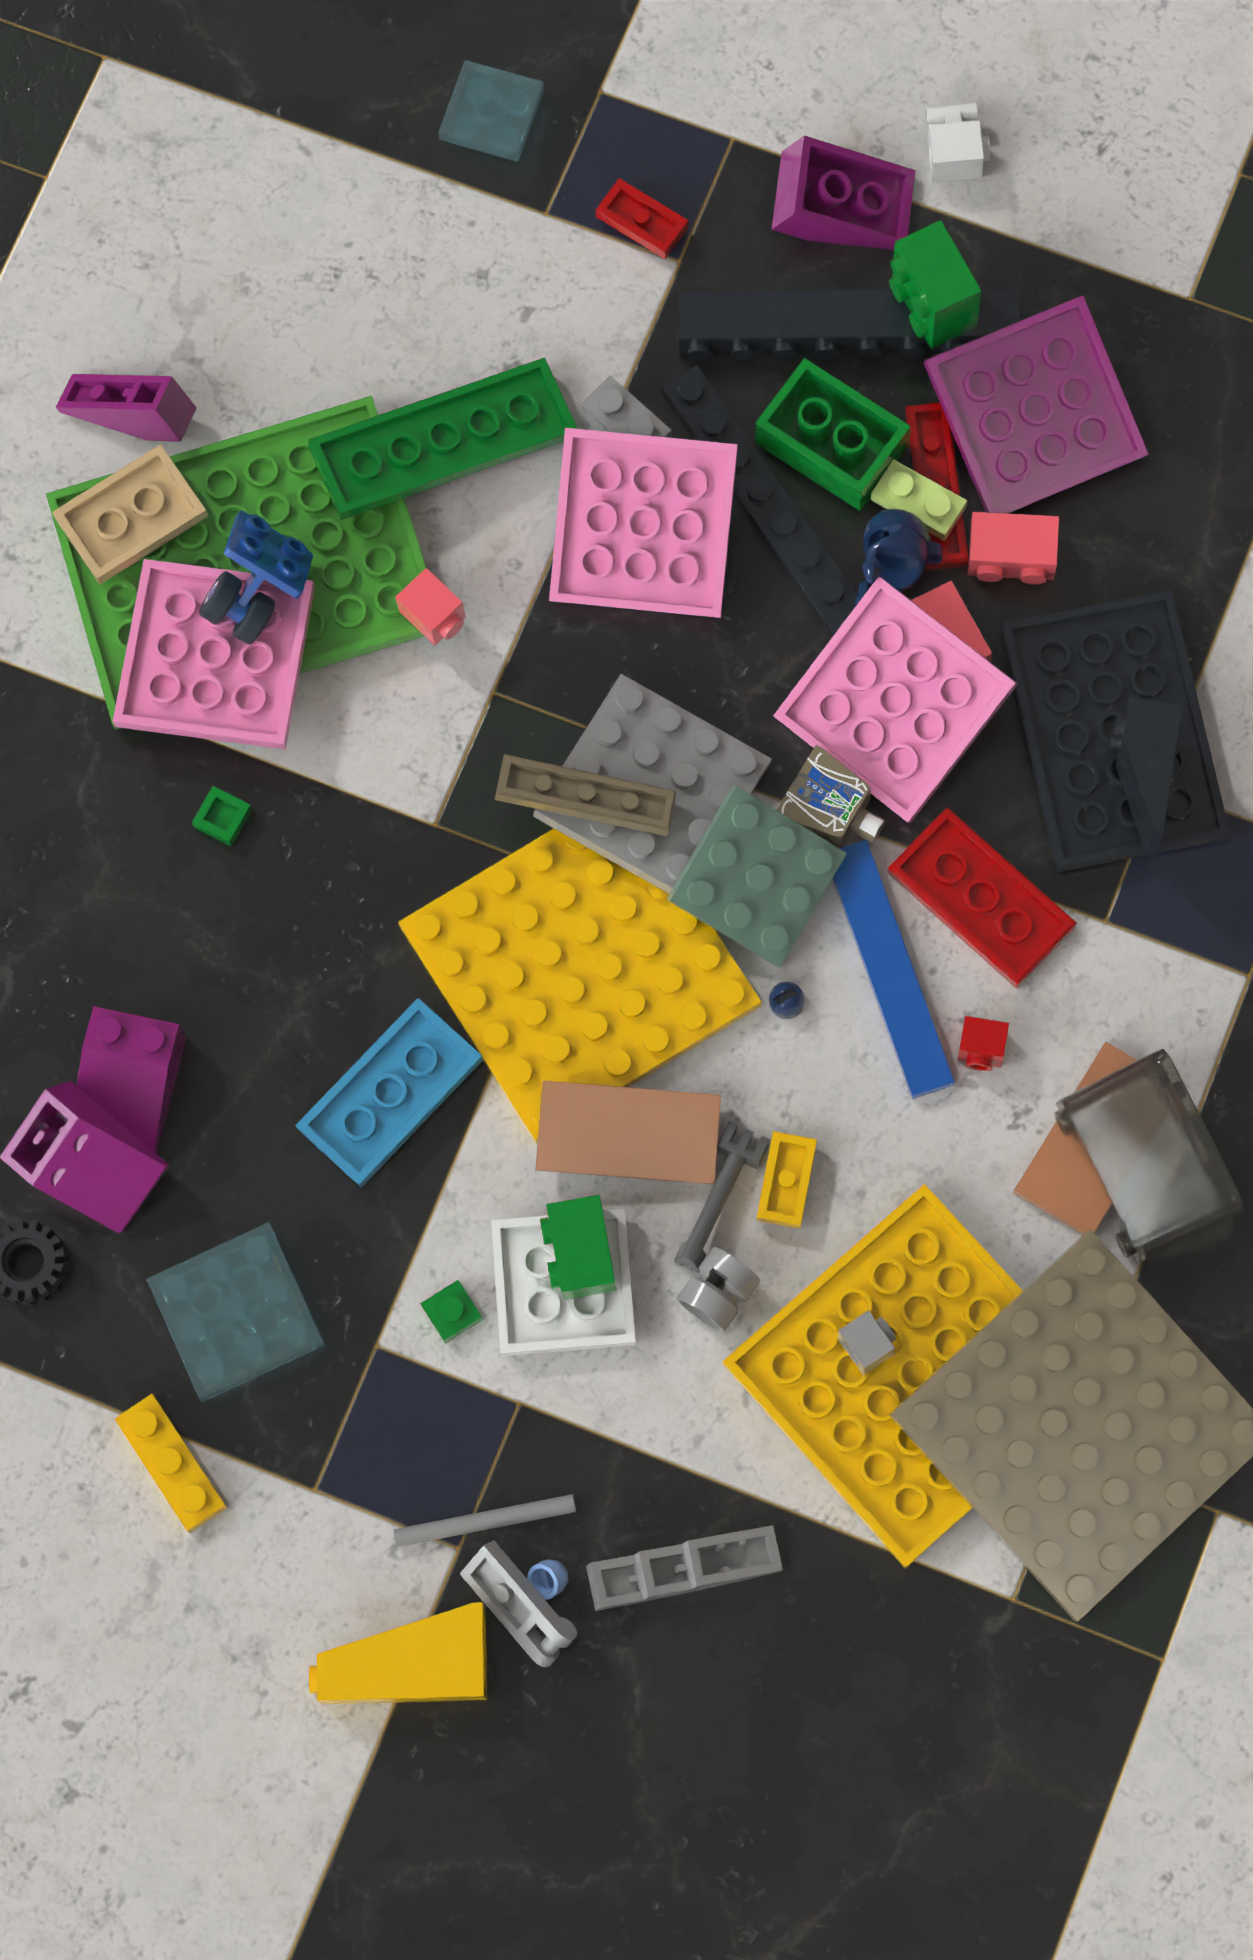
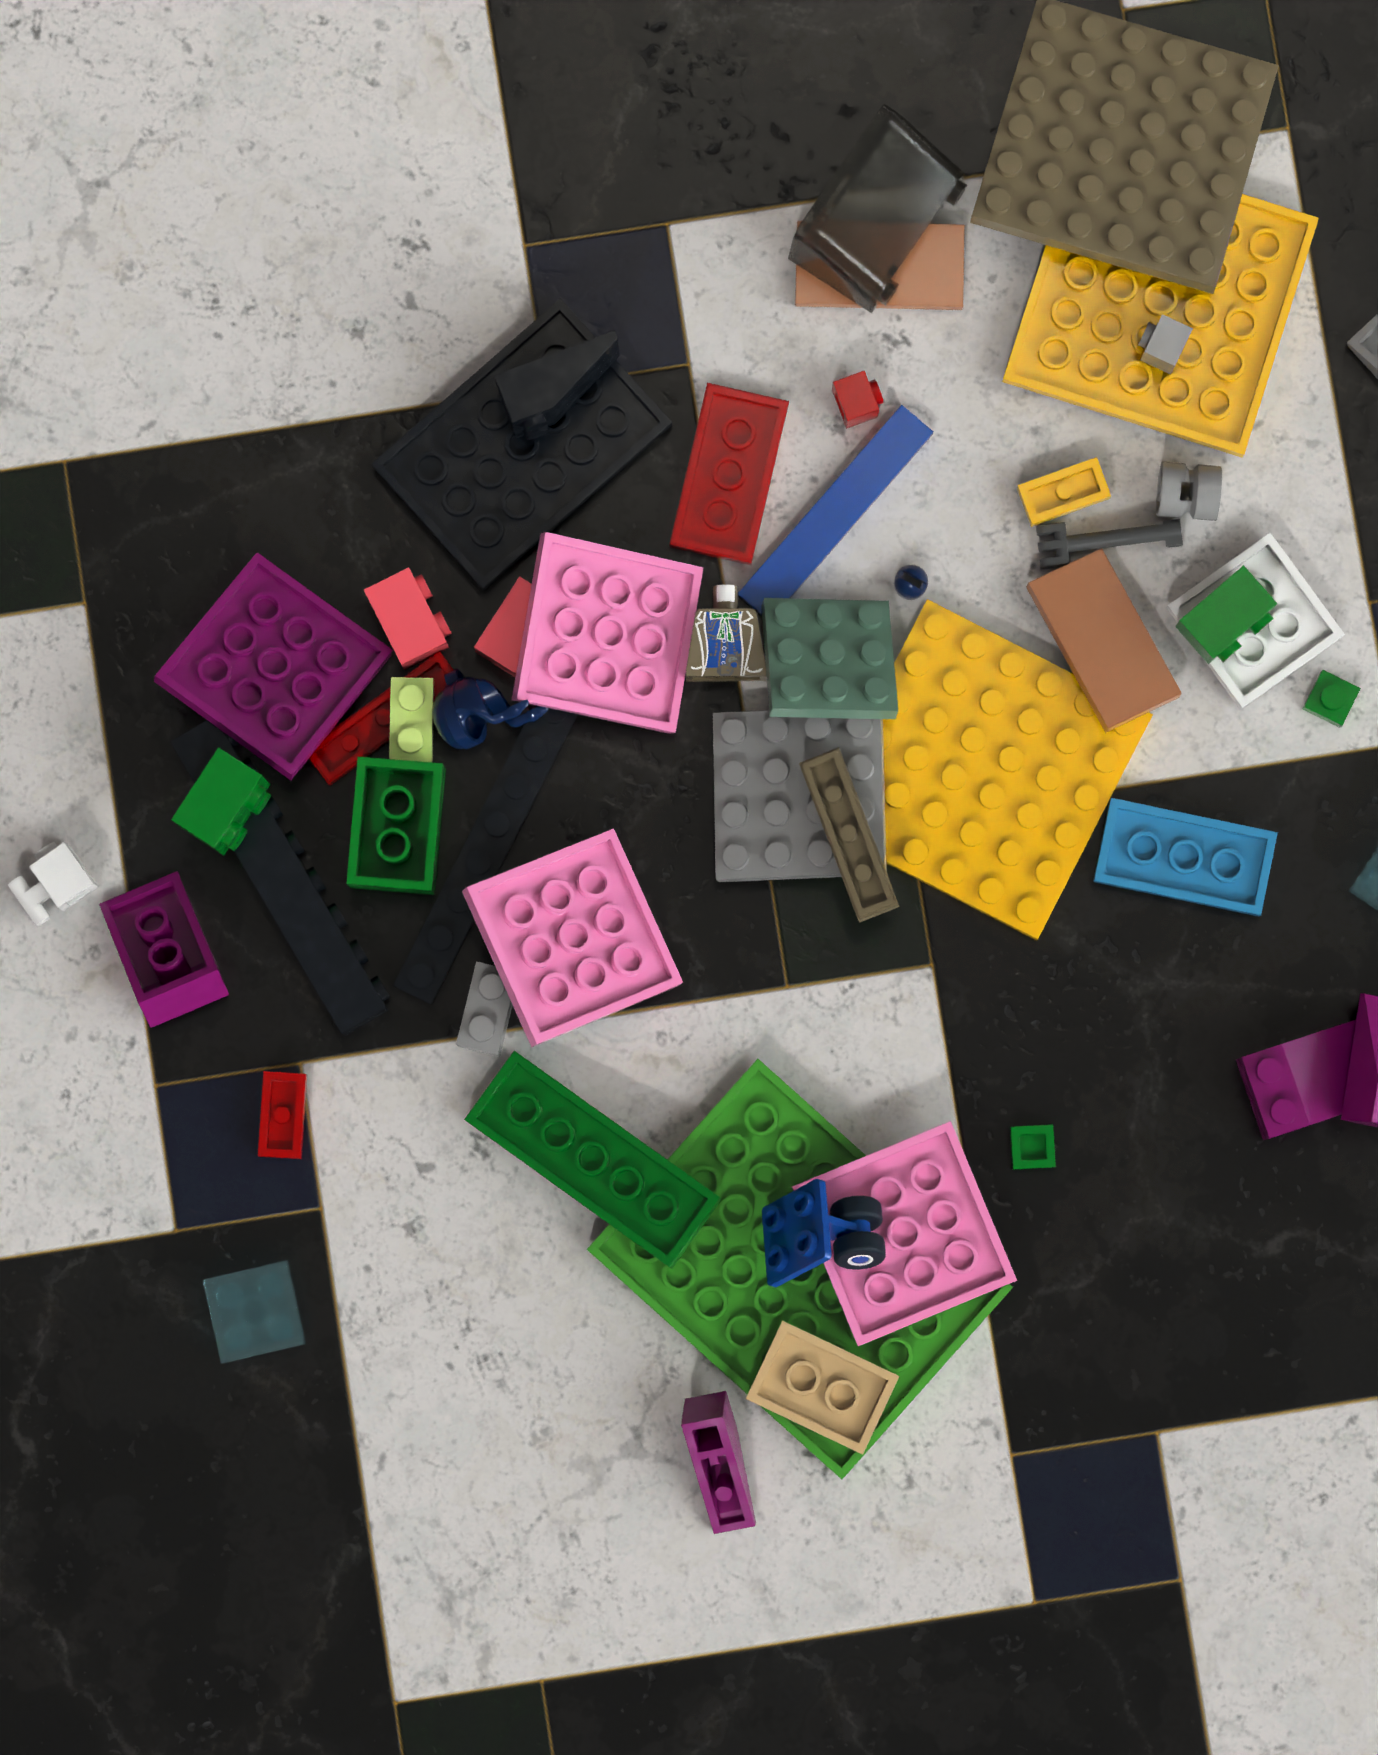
camera: 125 degrees left, 10 degrees up
(431, 607) = (755, 1069): coral brick -> none

